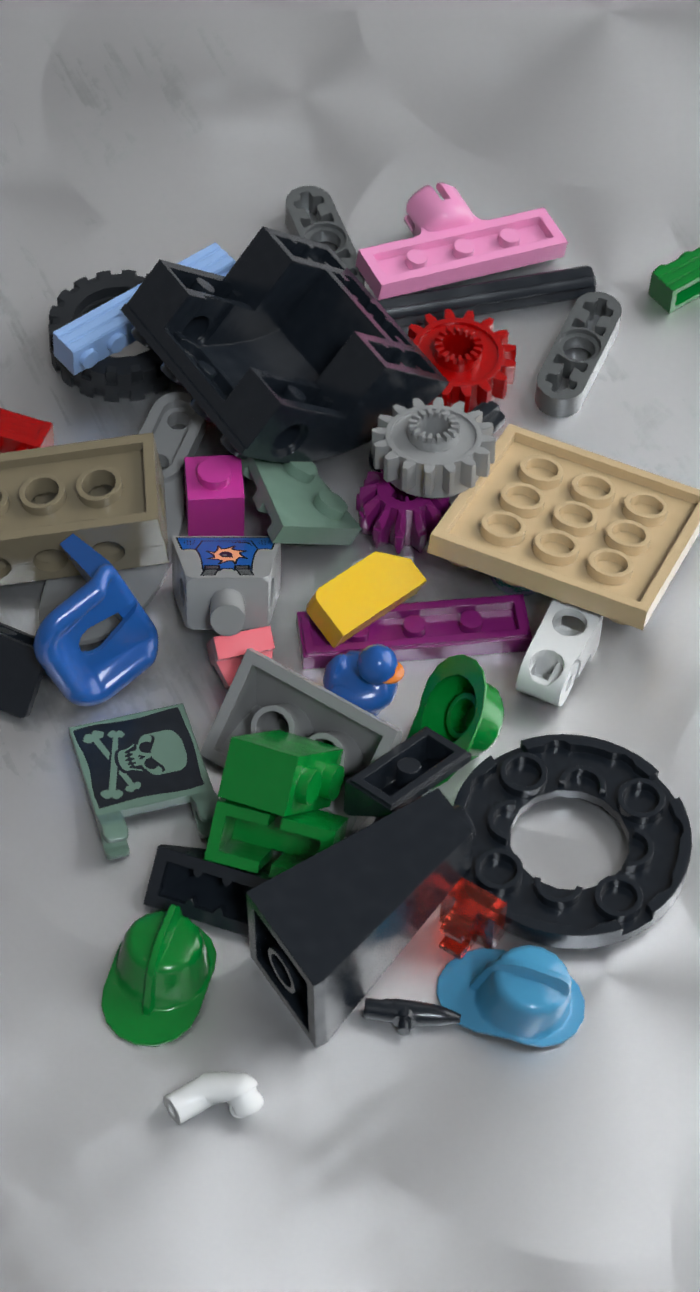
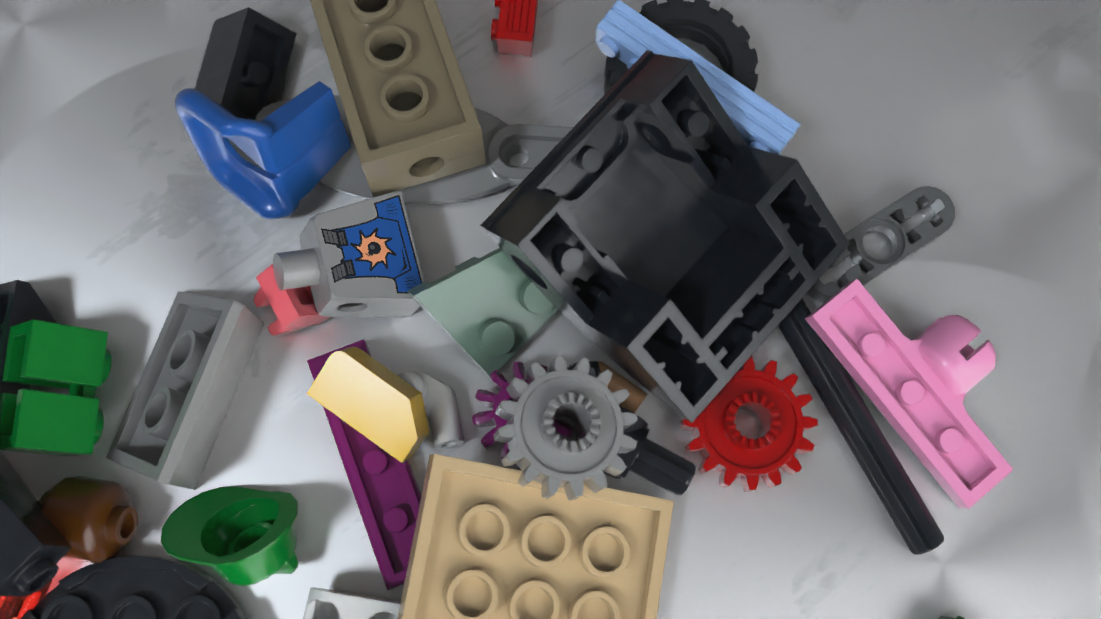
camera: 75 degrees right, 25 degrees up
(142, 767) = (145, 244): flag -> none
(214, 496) = (465, 210): dark pink brick -> none
(281, 772) = (93, 374): green brick -> none
(365, 677) = (273, 426): blue animal -> none
(403, 774) = (124, 503): black slope -> none
(580, 372) = (858, 545): dark grey beam -> none

